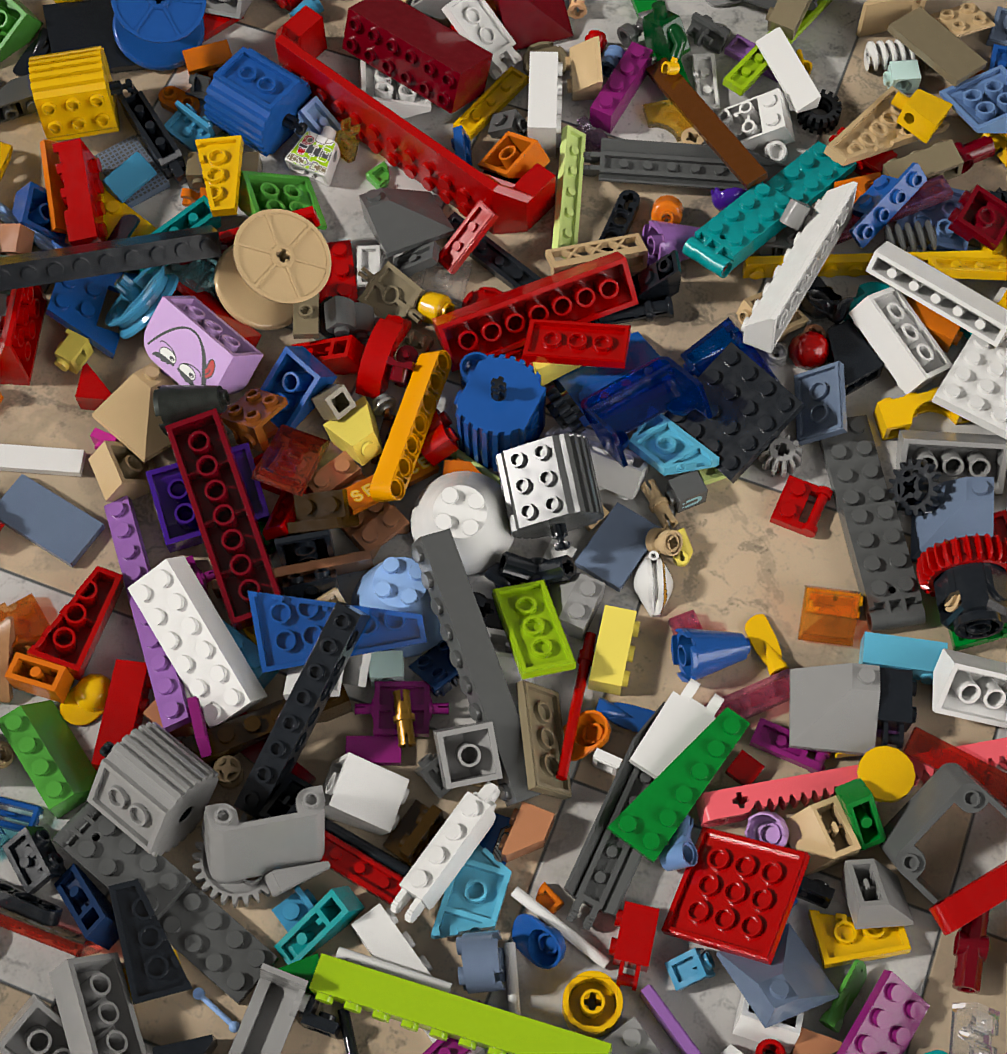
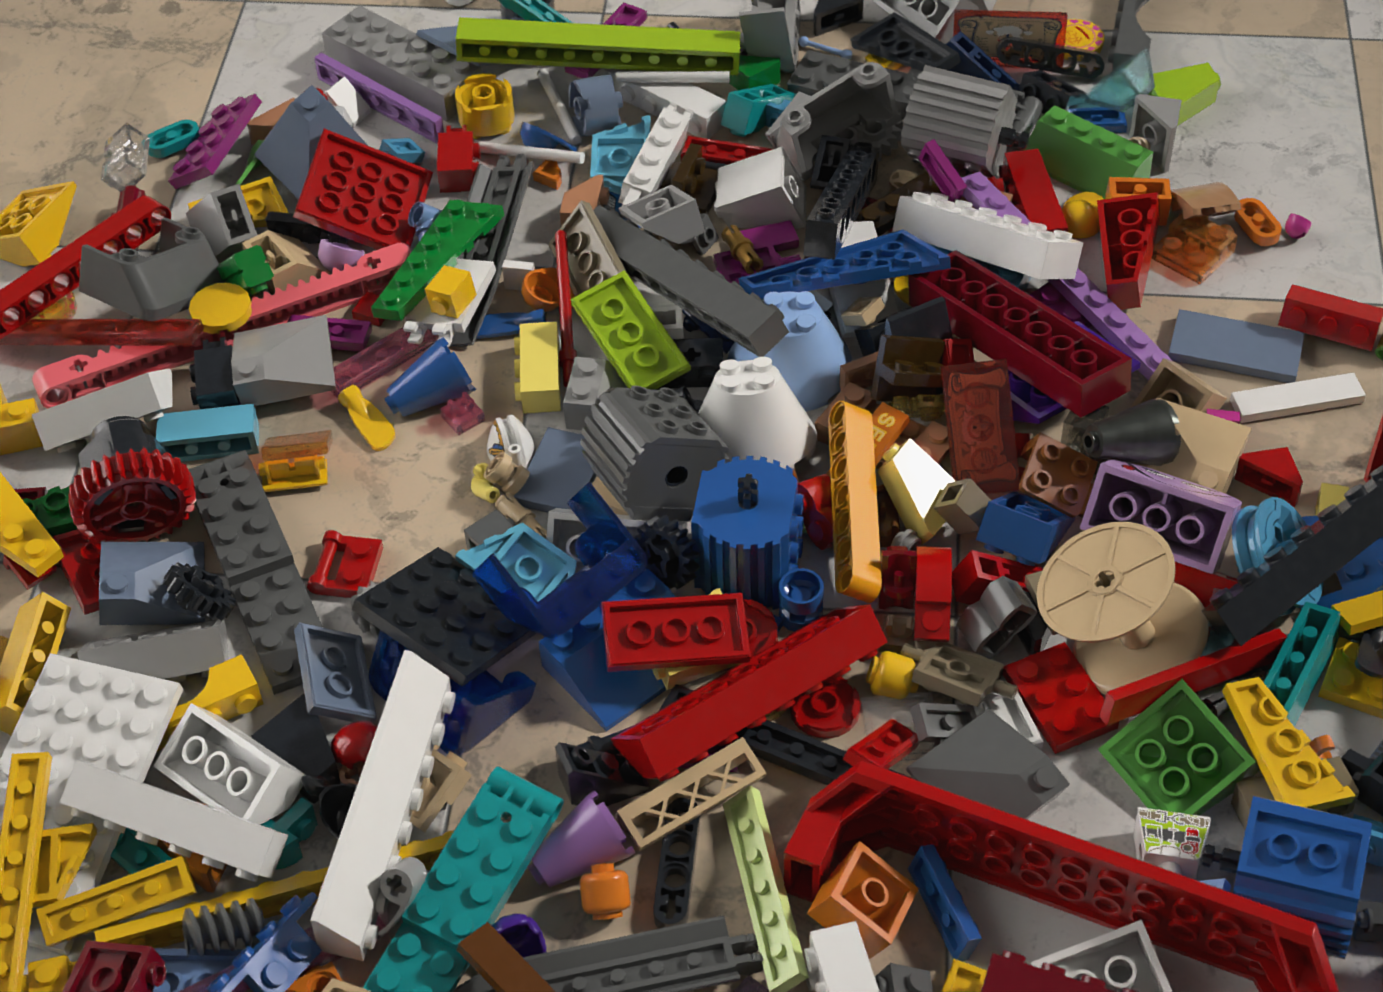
camera: 165 degrees right, 15 degrees down
(677, 714) = (450, 291): none -> yellow brick

